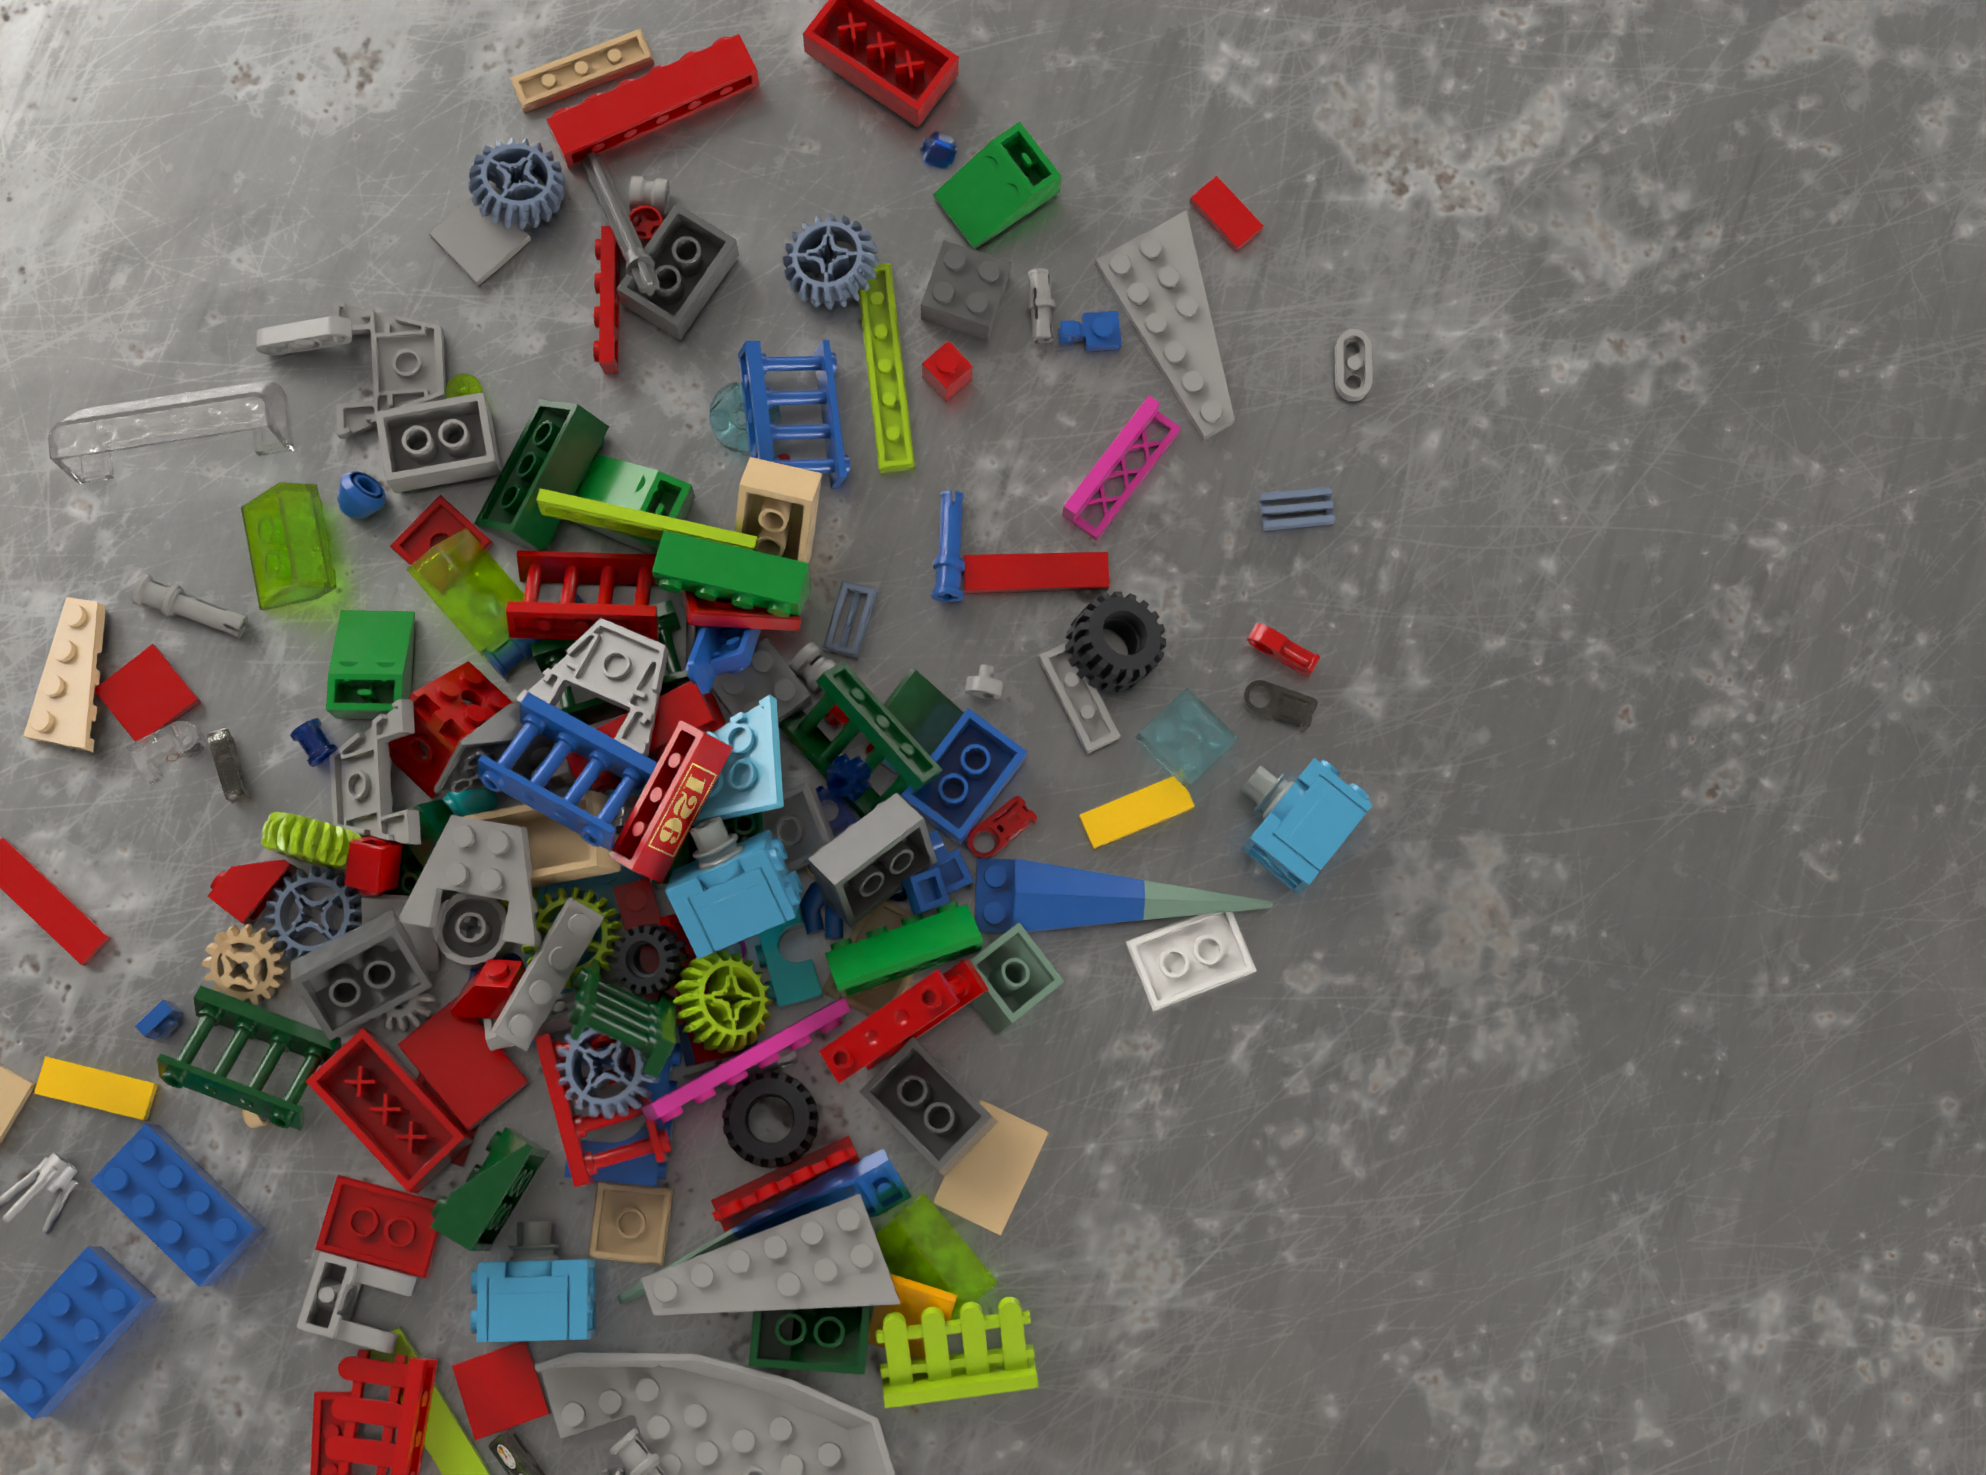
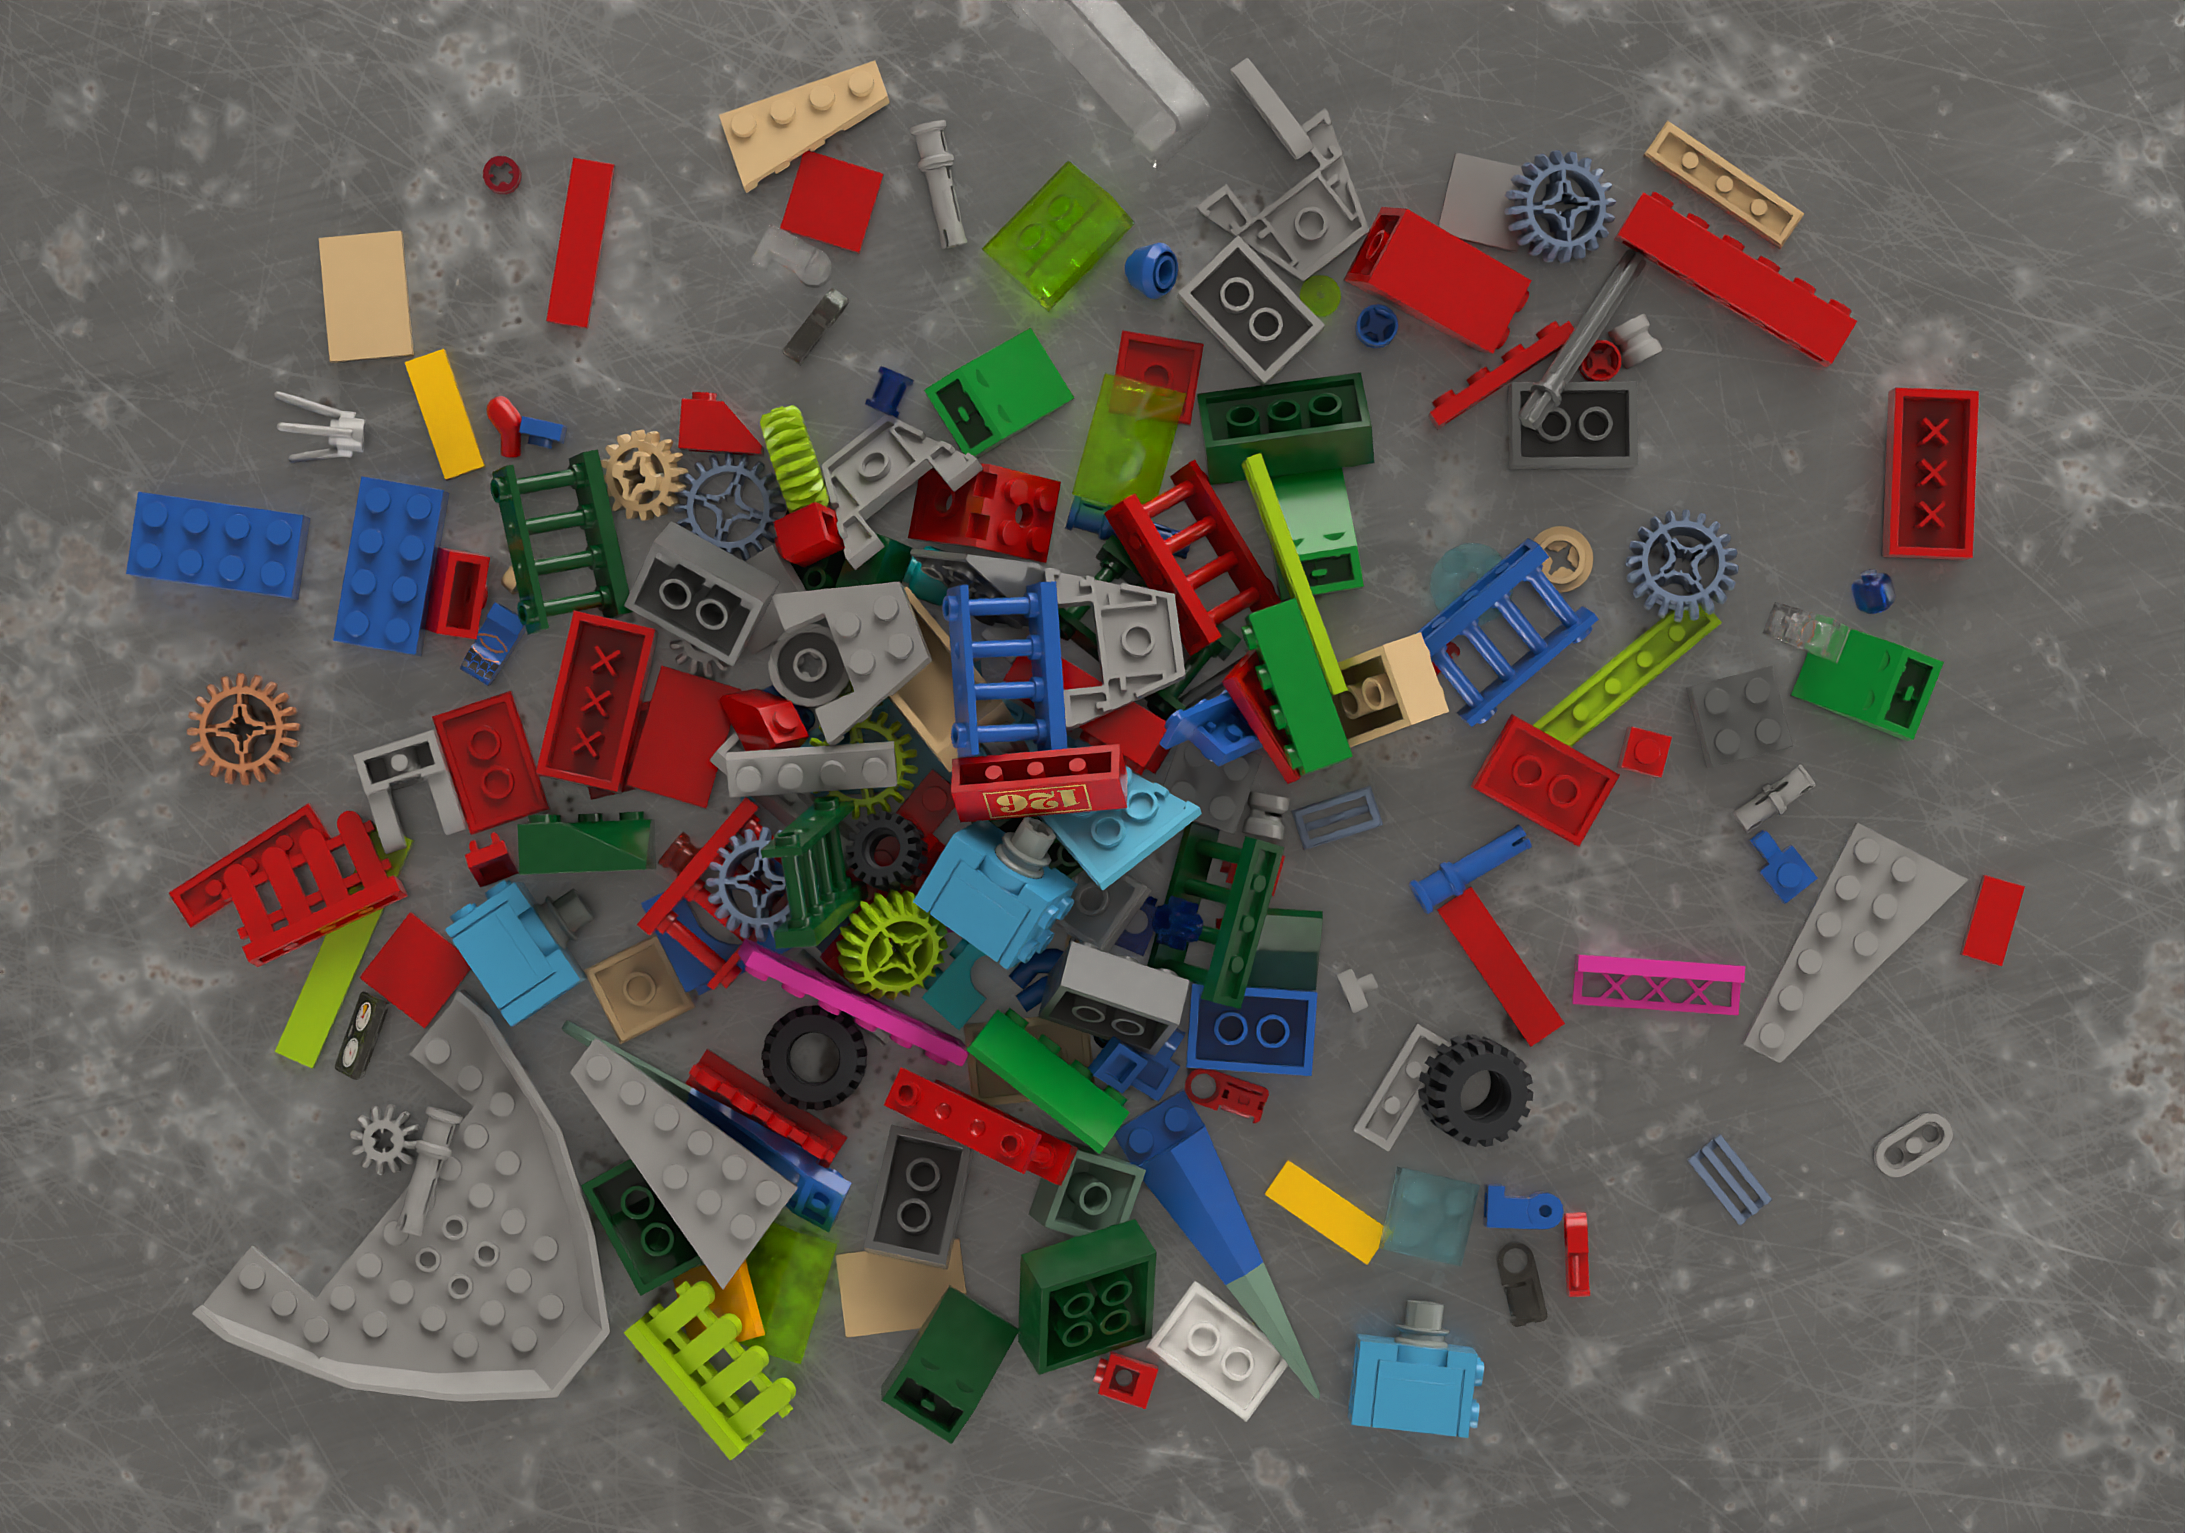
camera: 65 degrees right, 10 degrees up
(134, 1043) = (507, 422): none -> red arm
(207, 1398) = (243, 710): none -> nougat gear
(233, 1165) = (457, 593): none -> red brick
(292, 1163) = (493, 644): none -> blue leg
(454, 1275) = (491, 862): none -> red tile
(508, 299) = (1438, 279): none -> red slope
(513, 356) = (1379, 321): none -> blue wheel
(546, 1125) = (679, 854): none -> clear red wheel
(777, 331) = (1579, 556): none -> tan gear
(921, 453) = (1545, 780): none -> red tile
(934, 206) = (1807, 631): none -> clear leg
(1071, 1167) = (949, 1364): none -> dark green slope
(1085, 1026) = (1086, 1296): none -> dark green slope
(1177, 1030) = (1133, 1393): none -> red brick
(1231, 661) = (1537, 1211): none -> blue leg

